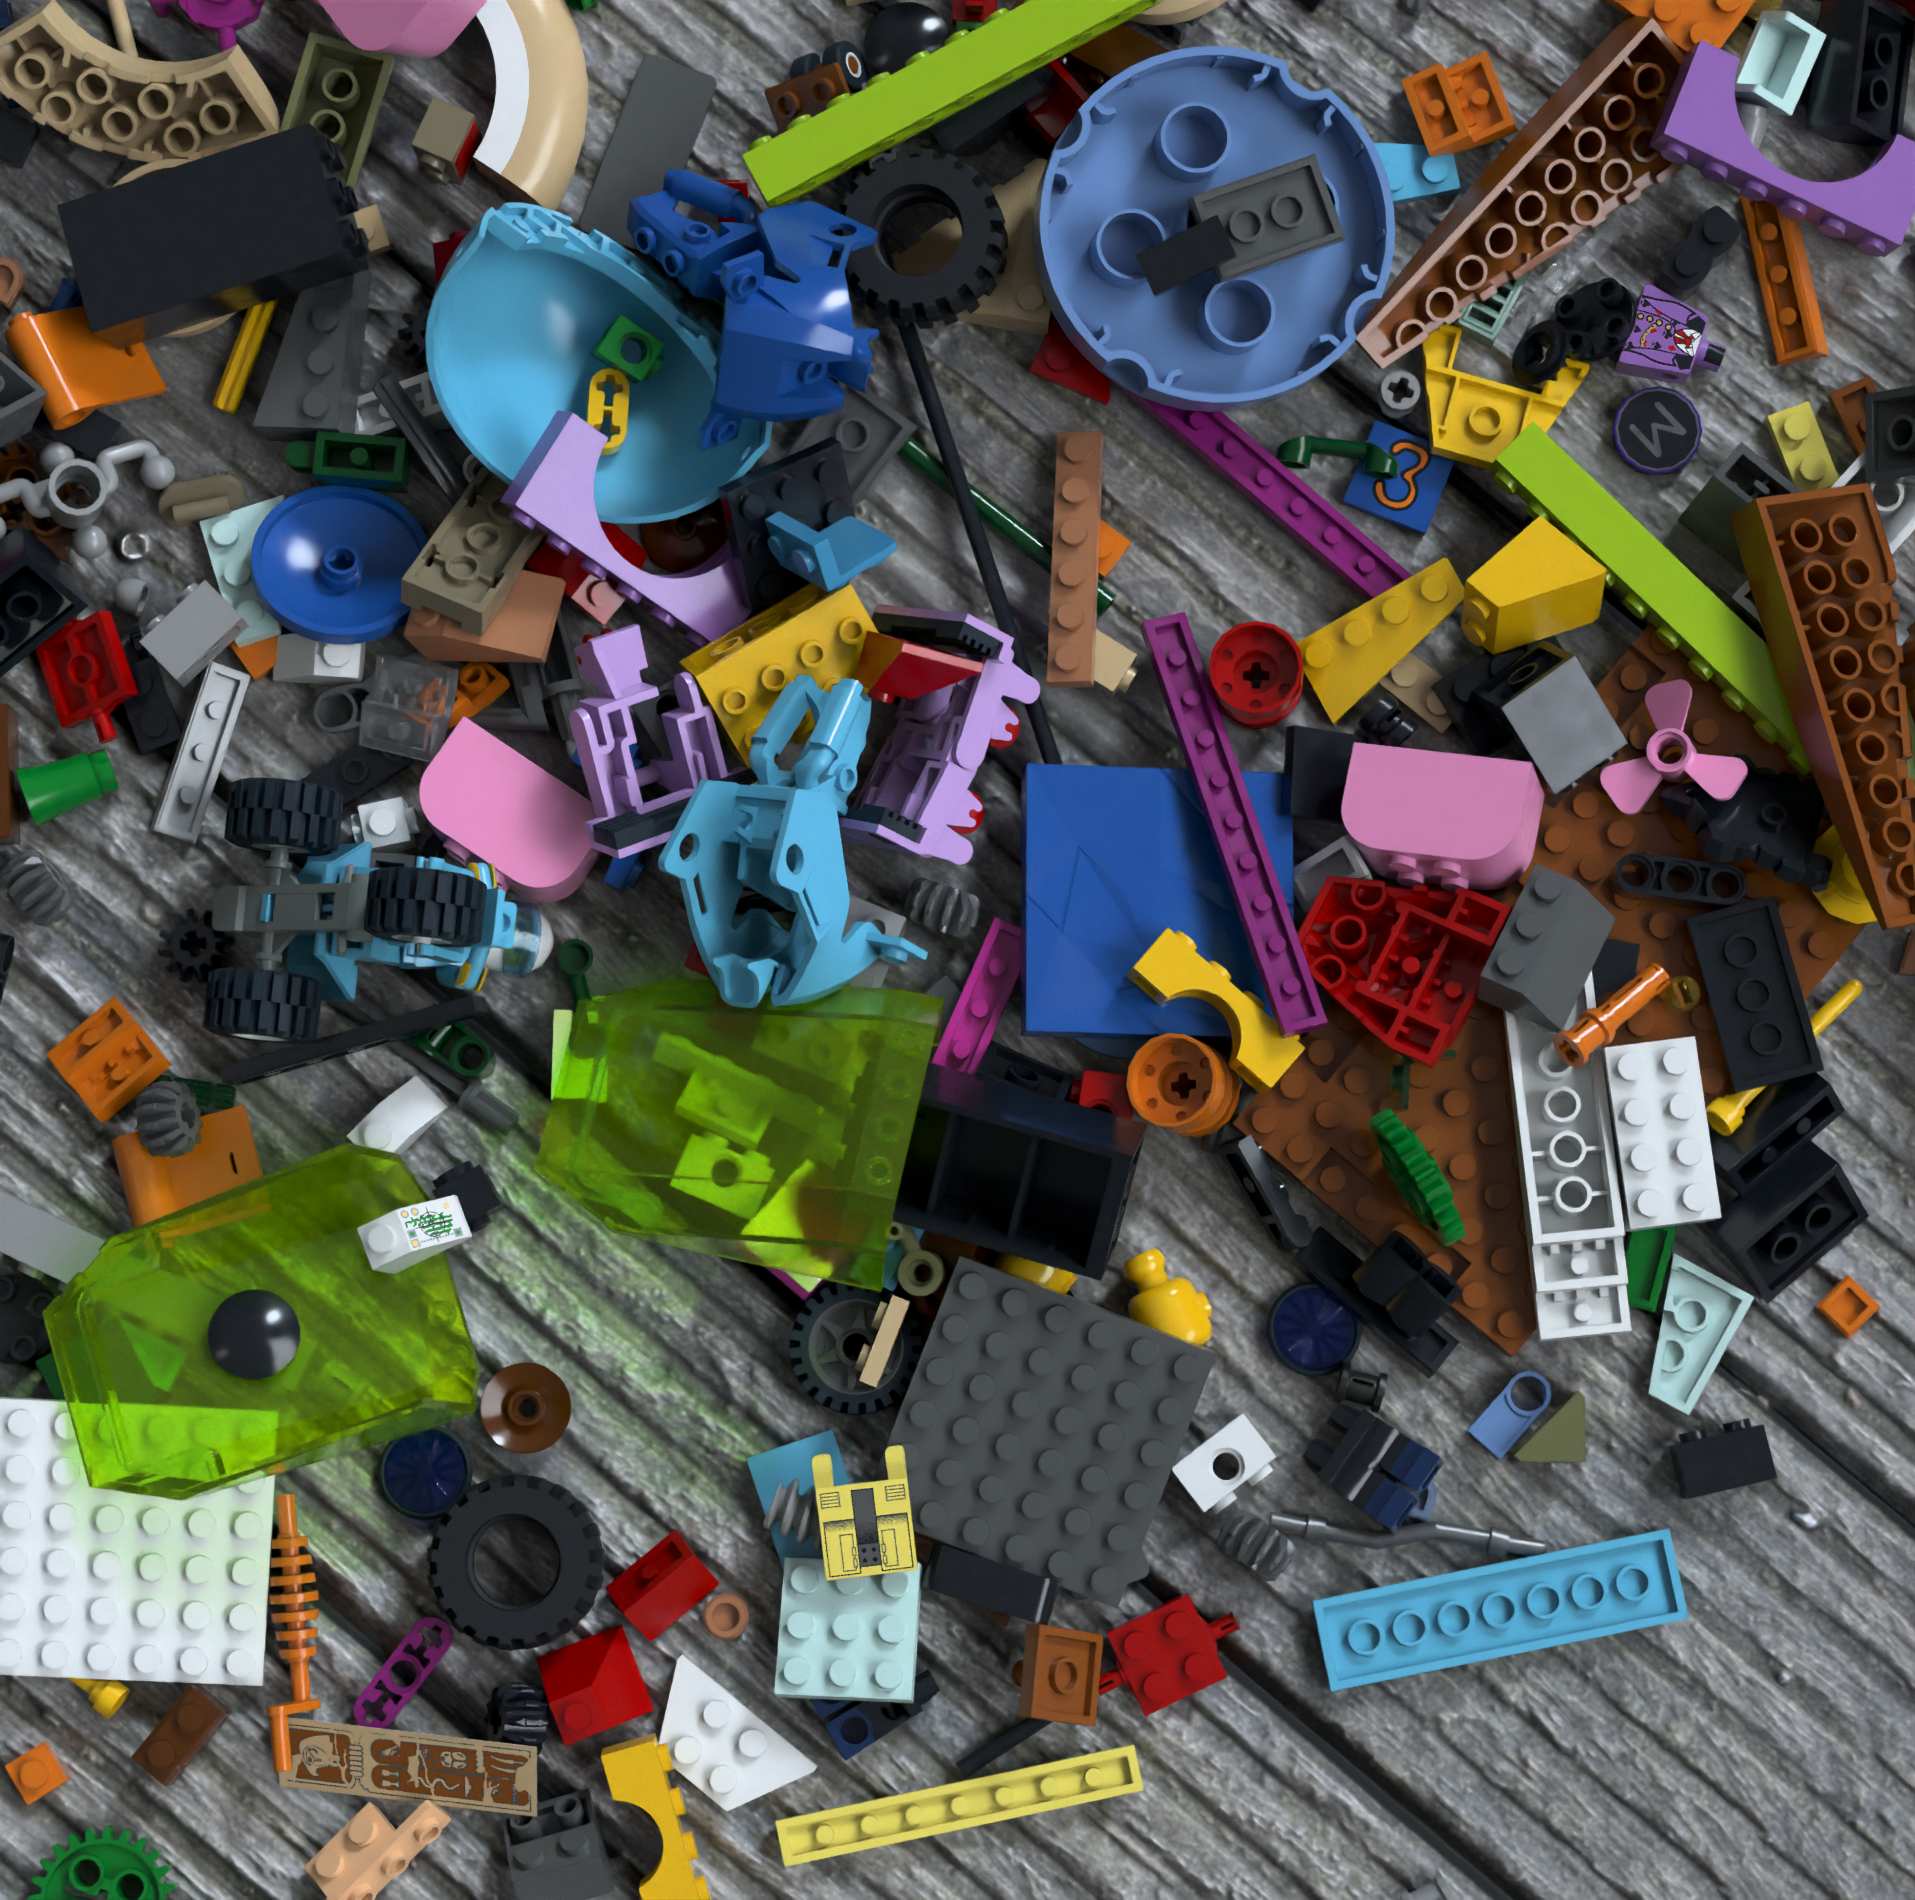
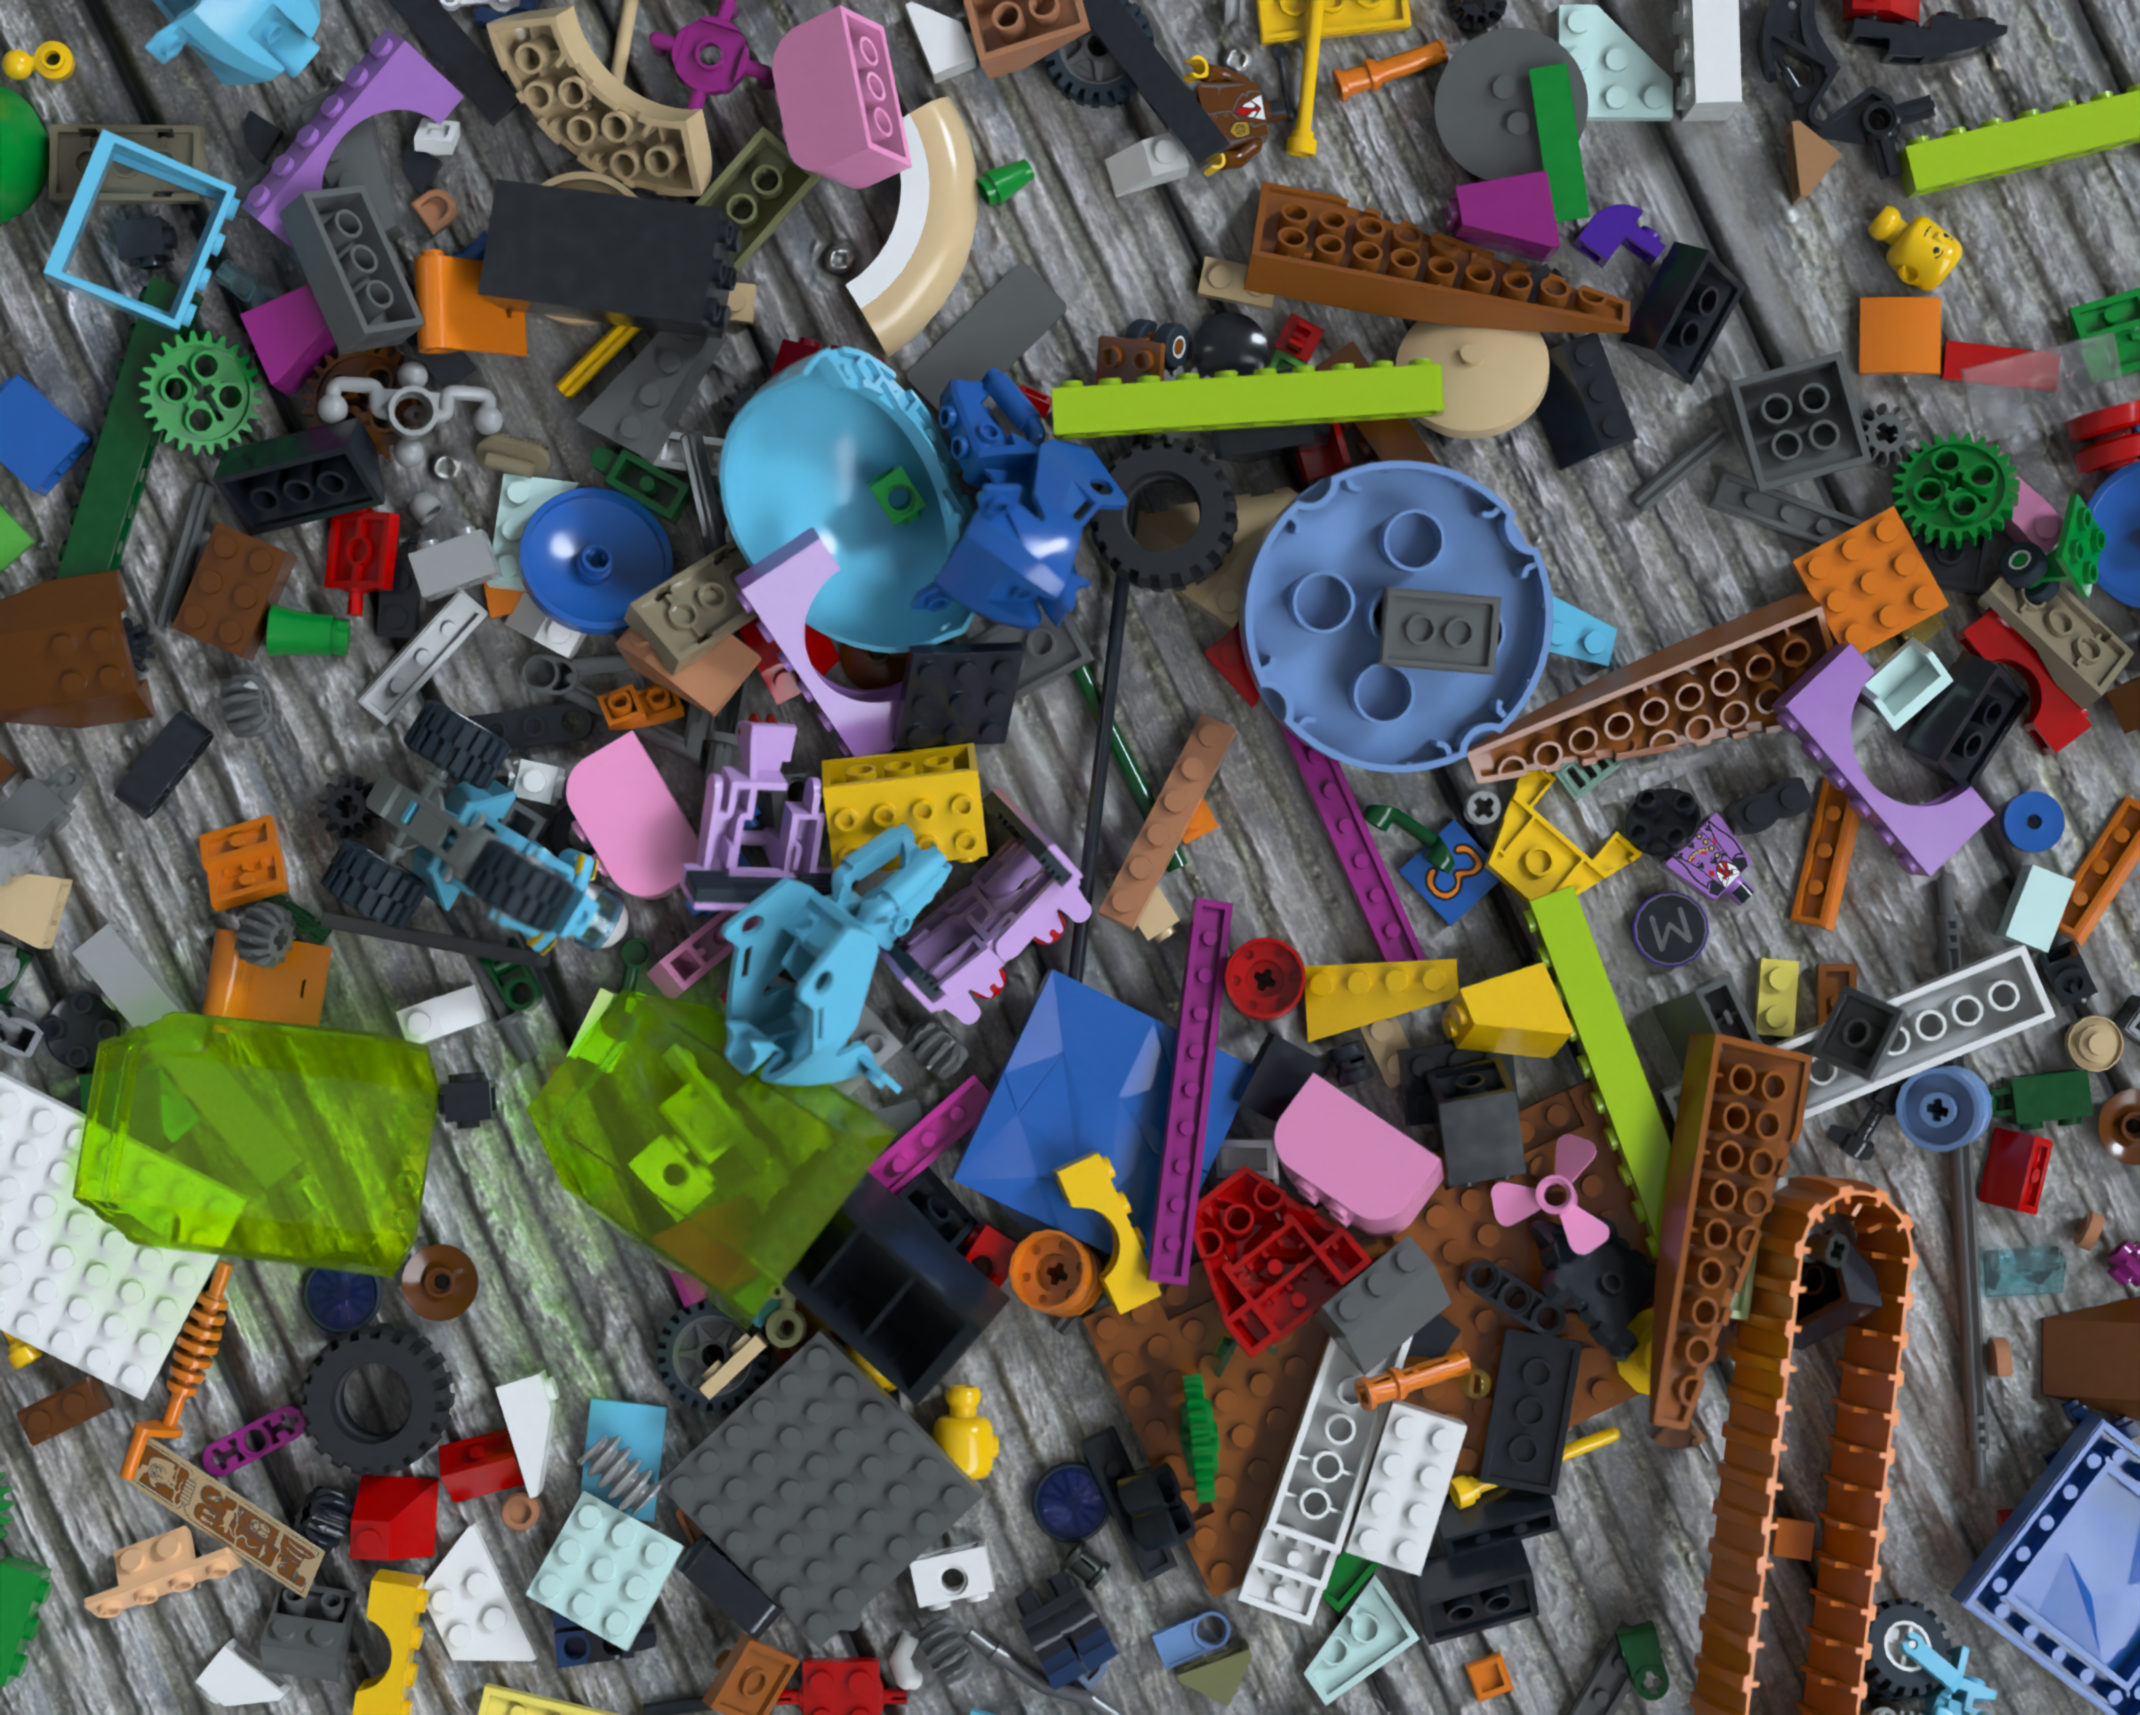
camera: 20 degrees right, 5 degrees up
(254, 1334) = (253, 1134): black dish -> none
(408, 707) = (594, 701): clear slope -> none
(414, 1234) = (412, 1113): white slope -> none
(446, 142) = (830, 263): dark tan brick -> none
(616, 412) = (865, 540): yellow beam -> none
(641, 928) = (696, 956): none -> bright pink slope
(690, 1507) = (529, 1415): none -> white slope
(830, 555) = (978, 736): dark azure bracket -> none
(865, 1524) = (652, 1500): light yellow flag -> none
(908, 669) = (993, 857): red slope -> none
(1186, 255) = (1361, 633): black tile -> none
(1214, 1587) = (901, 1664): none -> white arm
(1265, 1193) = (1082, 1383): black hinge -> none
(1459, 105) = (1638, 600): orange slope -> none
(1529, 354) = (1599, 823): black gear -> none

